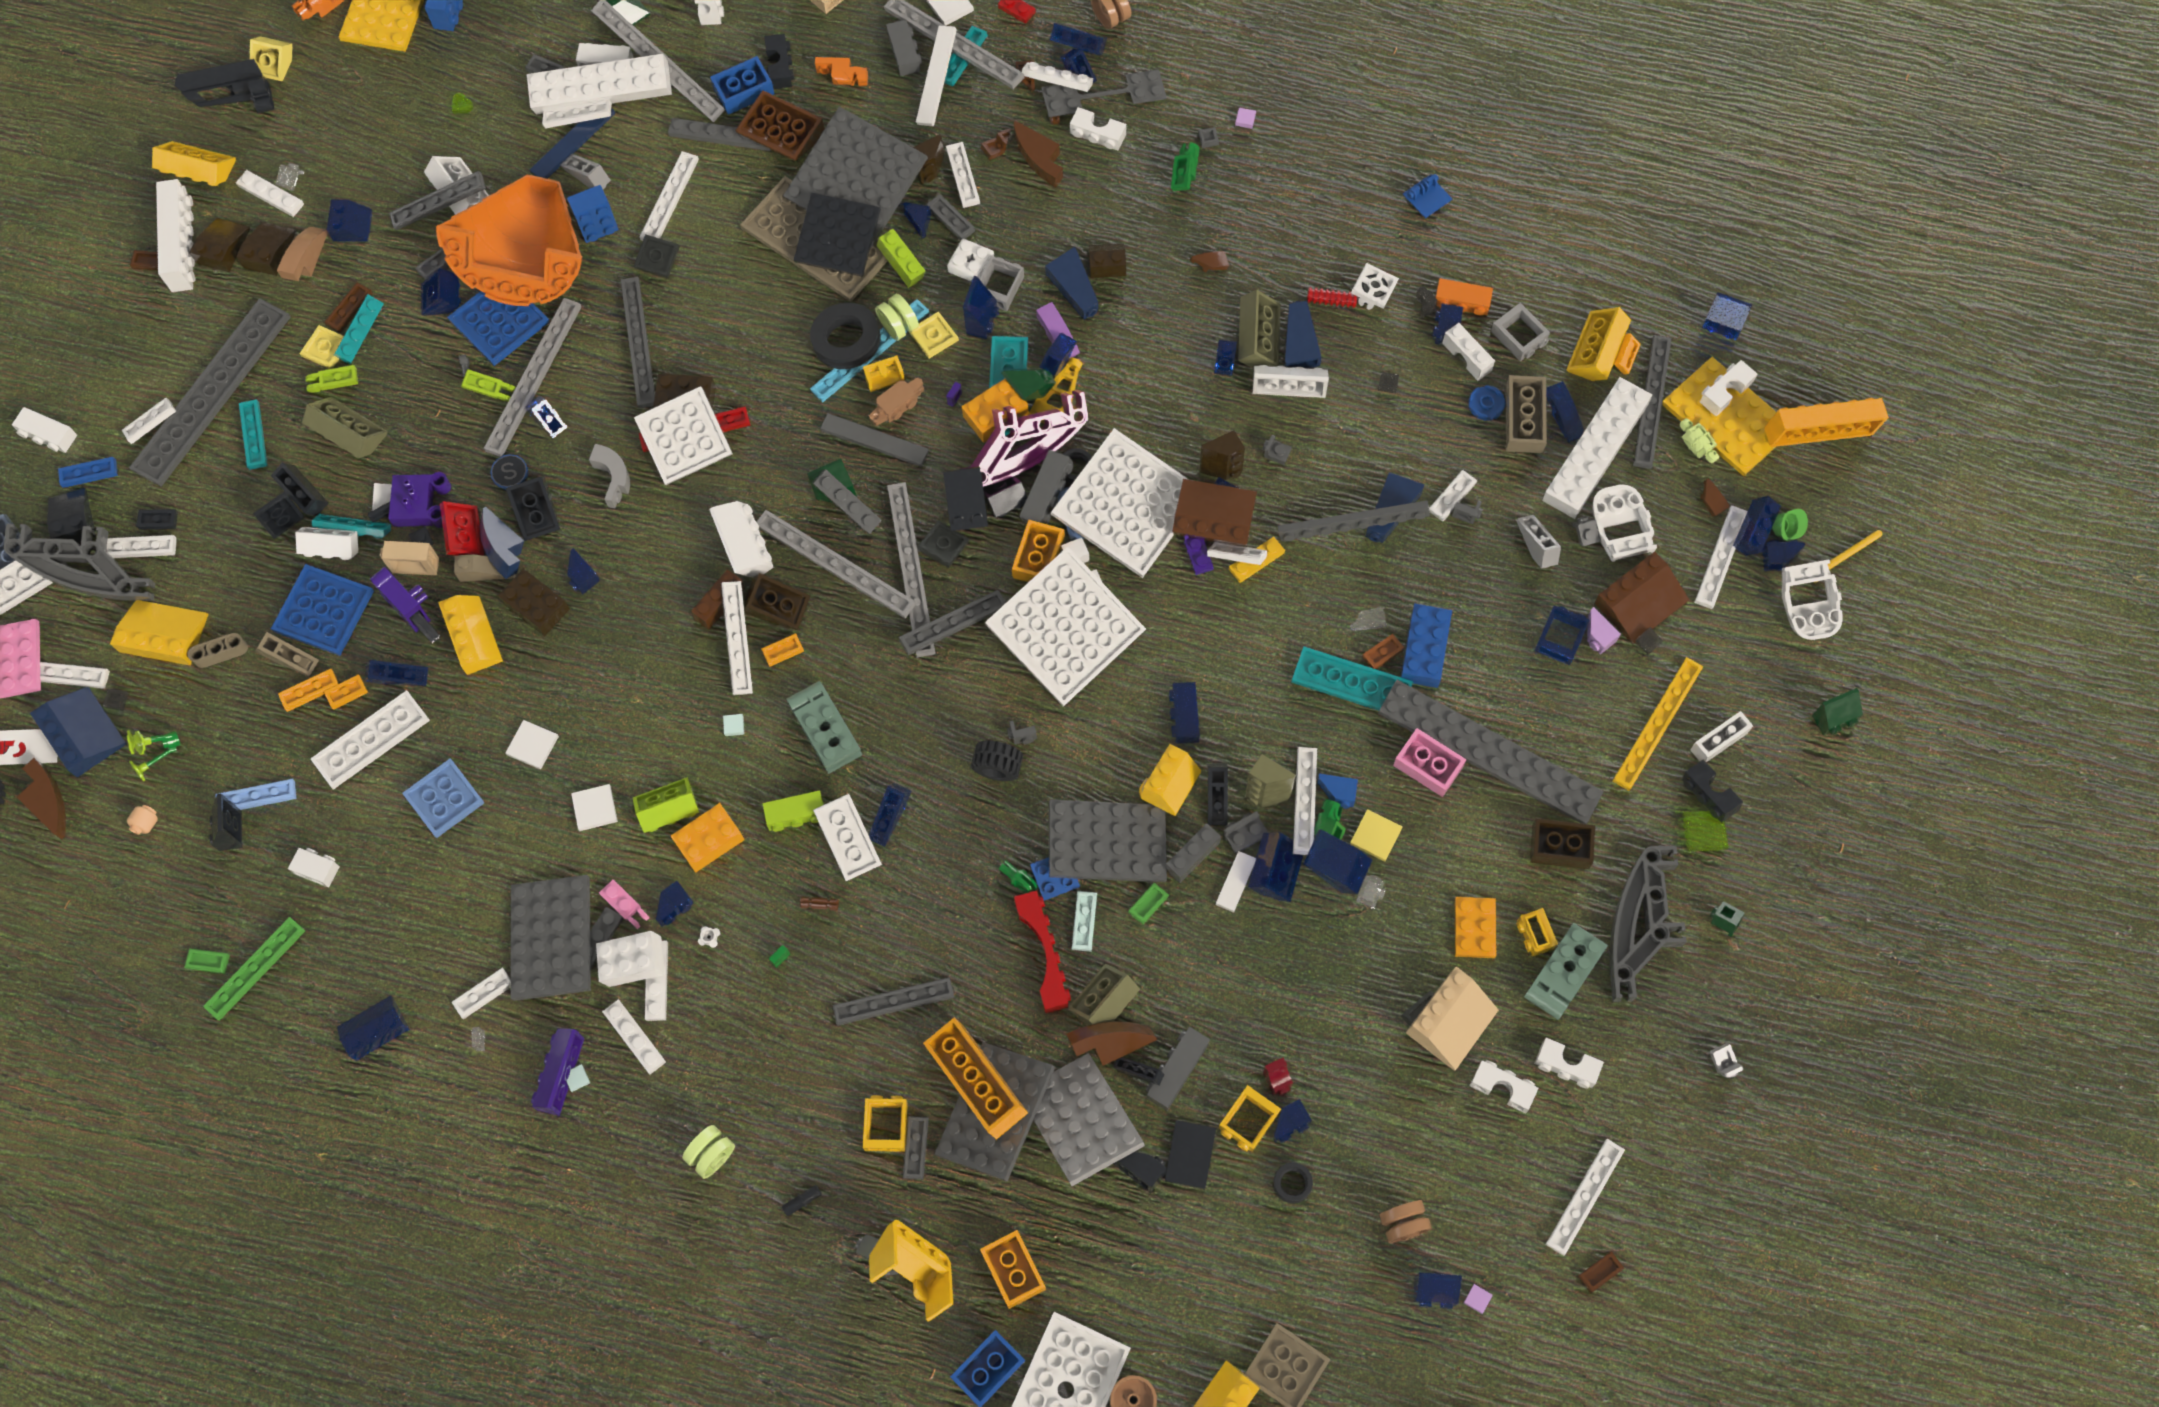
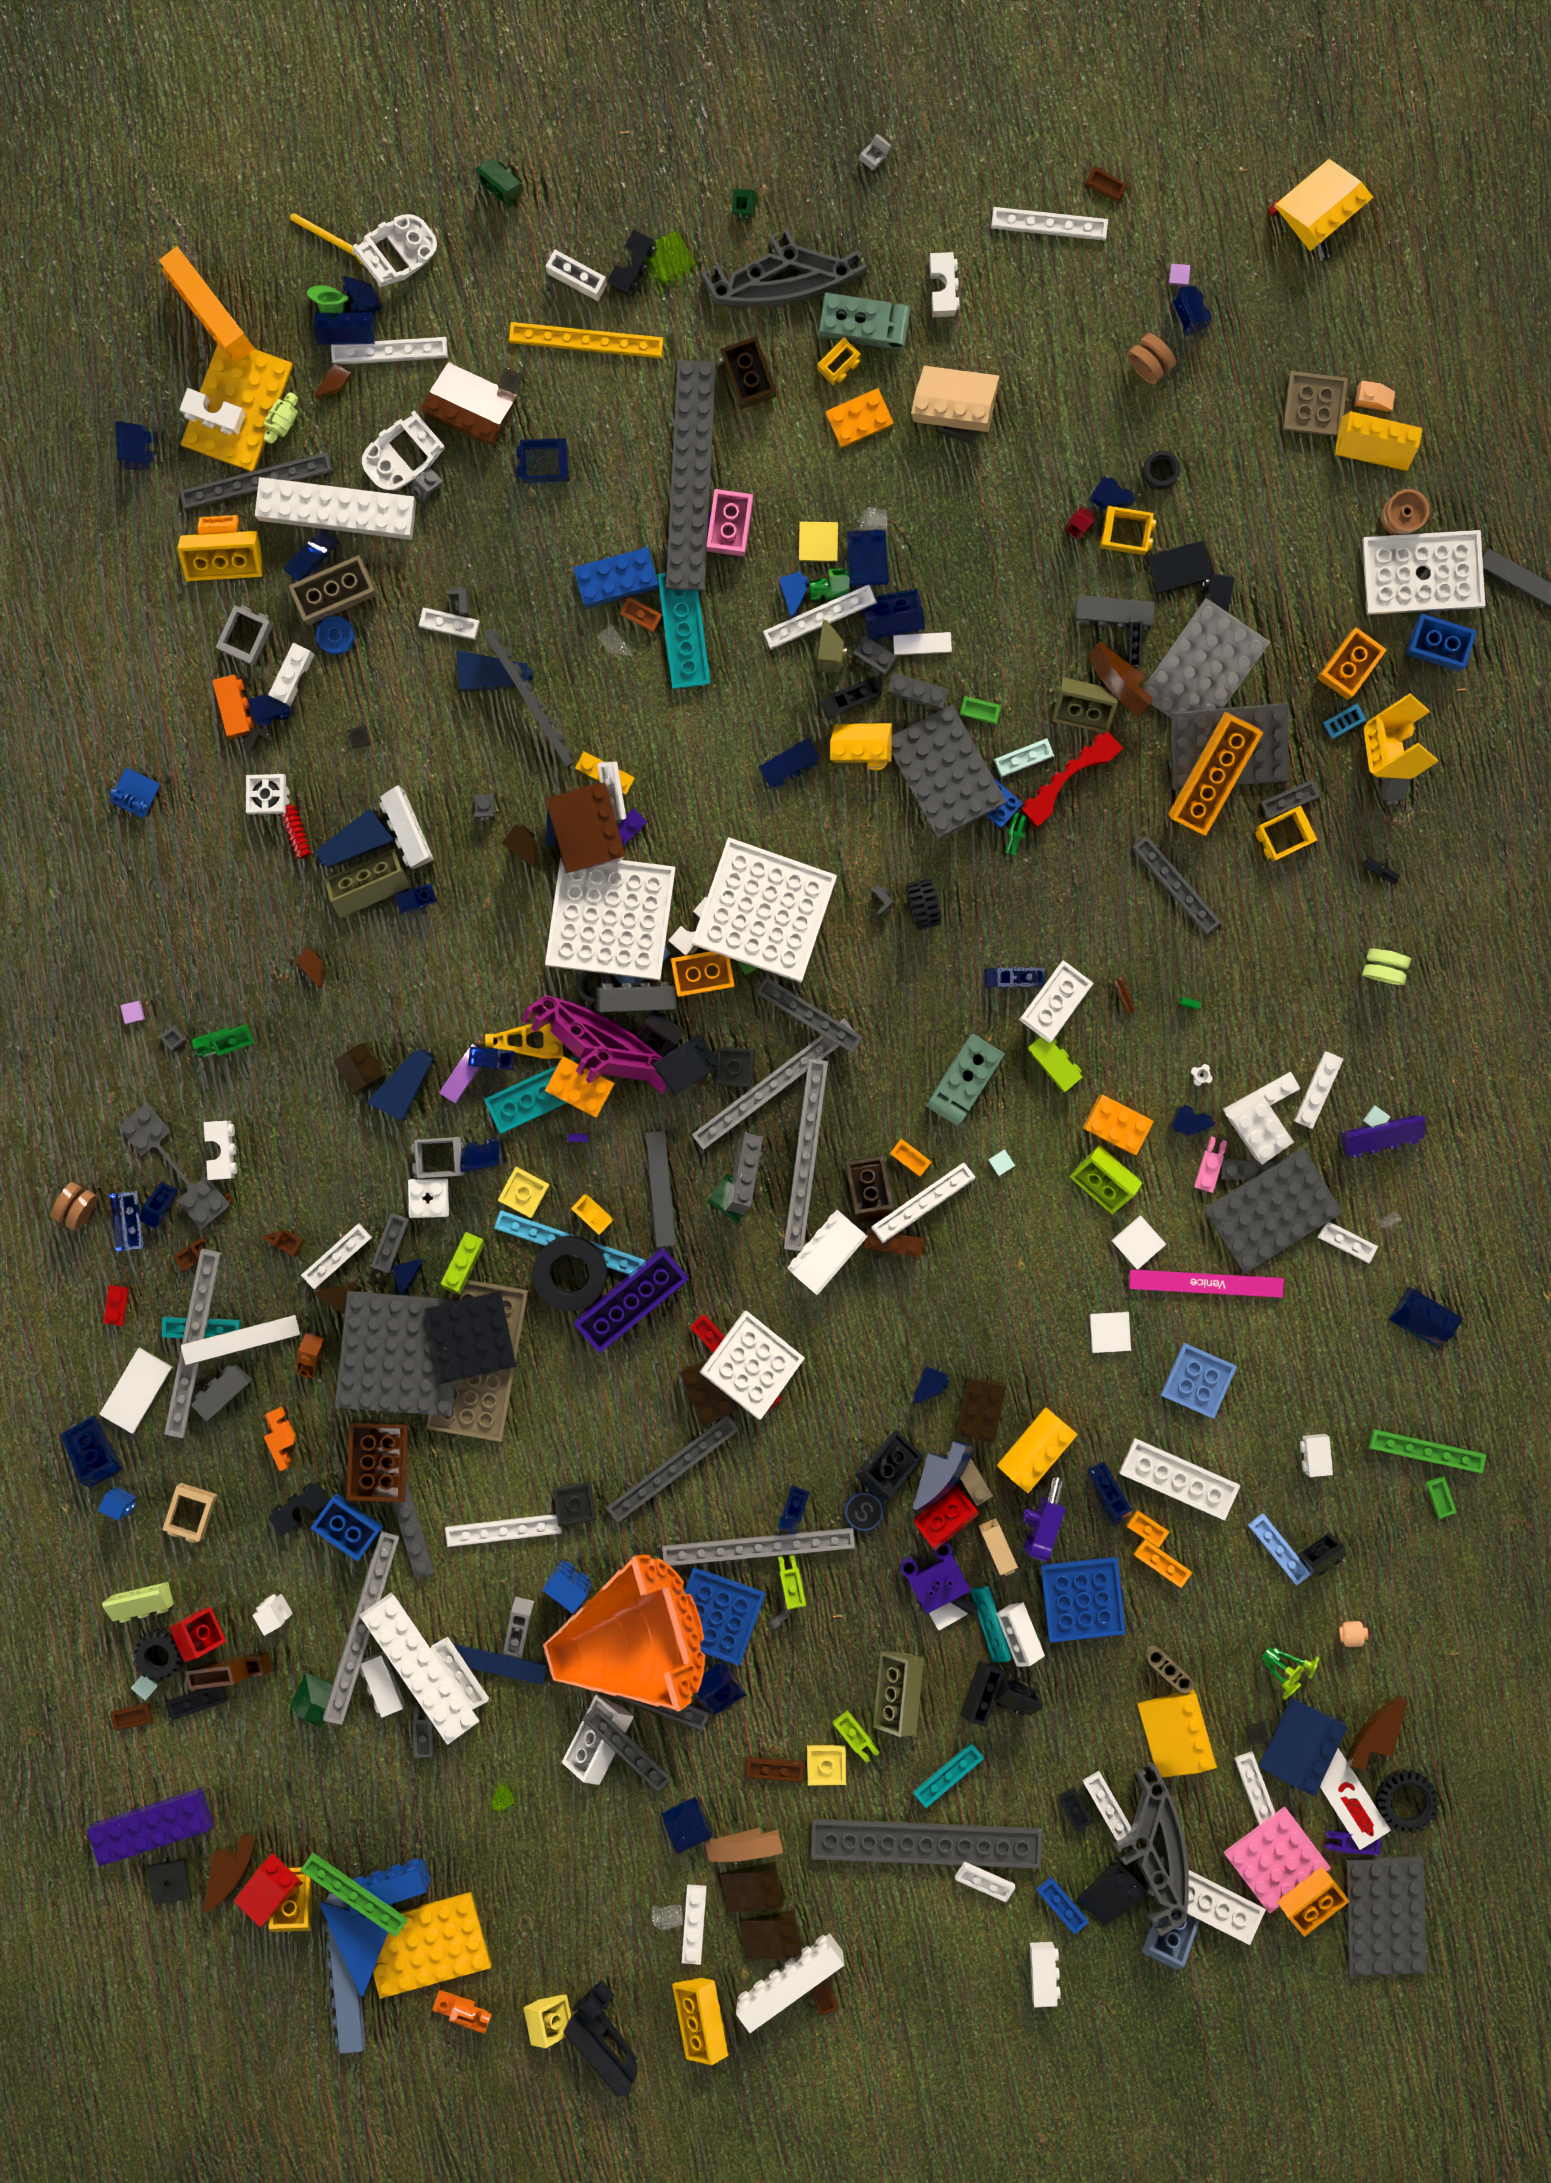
camera: 115 degrees left, 20 degrees up
(286, 654) = (1141, 1604): dark tan slope -> none
(358, 329) = (793, 1743): teal plate -> none
(421, 536) = (970, 1552): black plate -> none
(522, 849) = (1206, 1283): none -> dark pink tile
(609, 461) = (813, 1408): light grey arch -> none
(795, 370) = (631, 1300): none -> dark purple brick
(894, 120) = (309, 1355): none -> dark orange slope
(896, 401) = (613, 1189): medium nougat hinge -> none
(897, 317) = (531, 1230): yellowish green wheel -> none
(959, 1253) = (1359, 713): none -> dark azure slope
(1030, 382) = (536, 1069): dark green slope -> none
(1039, 153) = (275, 1194): reddish brown slope -> none
(1055, 76) = (182, 1219): white plate -> none
(1521, 1091) = (989, 347): white arch -> none
(1539, 541) = (459, 522): light grey slope -> none
(1600, 632) = (524, 427): lavender slope -> none

